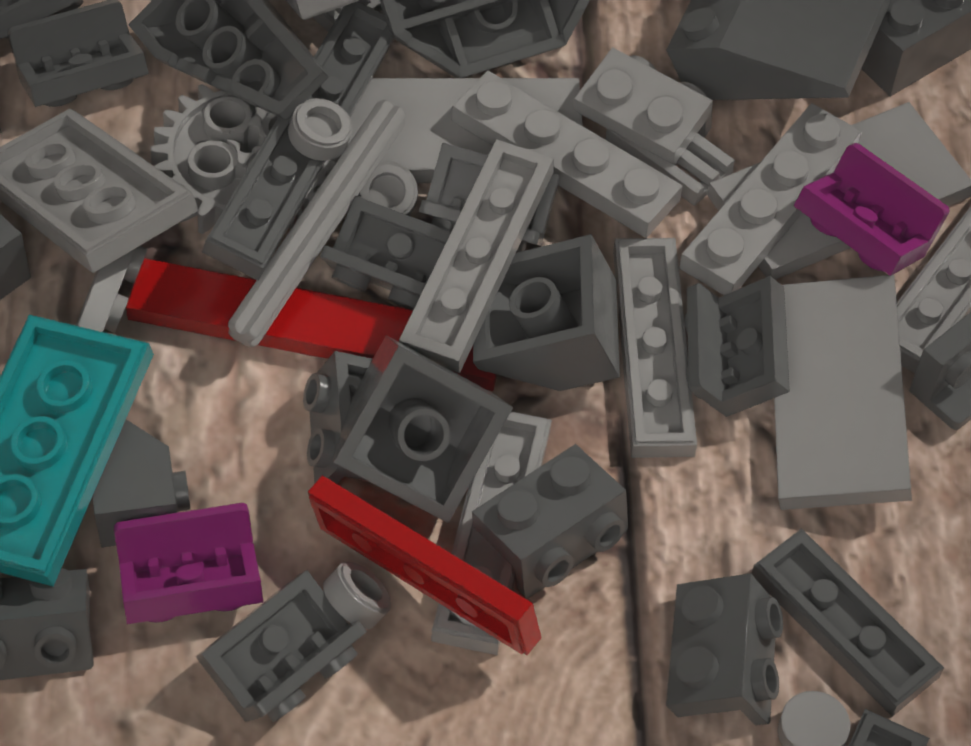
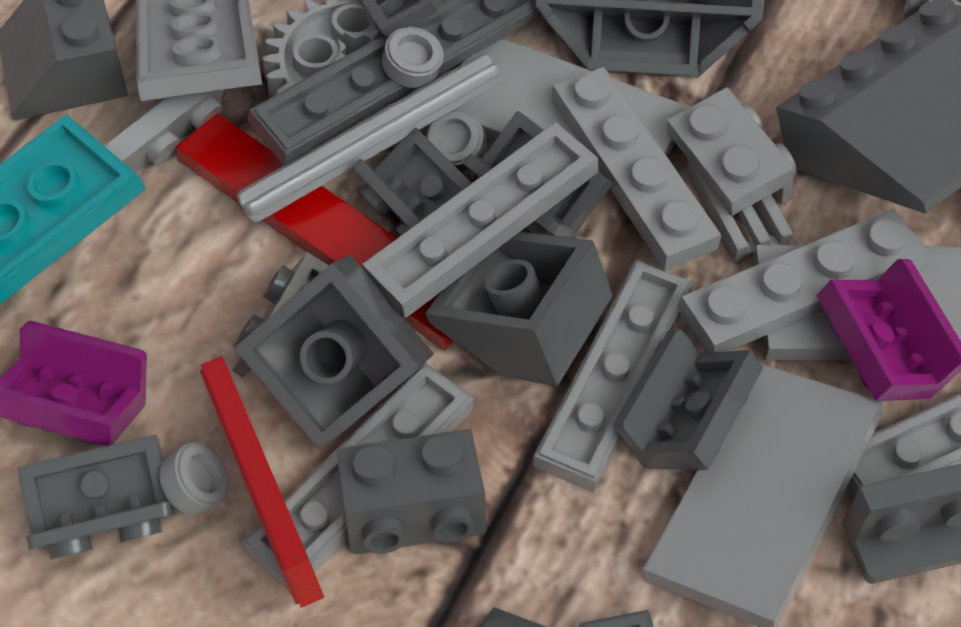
camera: 30 degrees right, 0 degrees up
(137, 483) = (75, 294): dark grey slope -> none

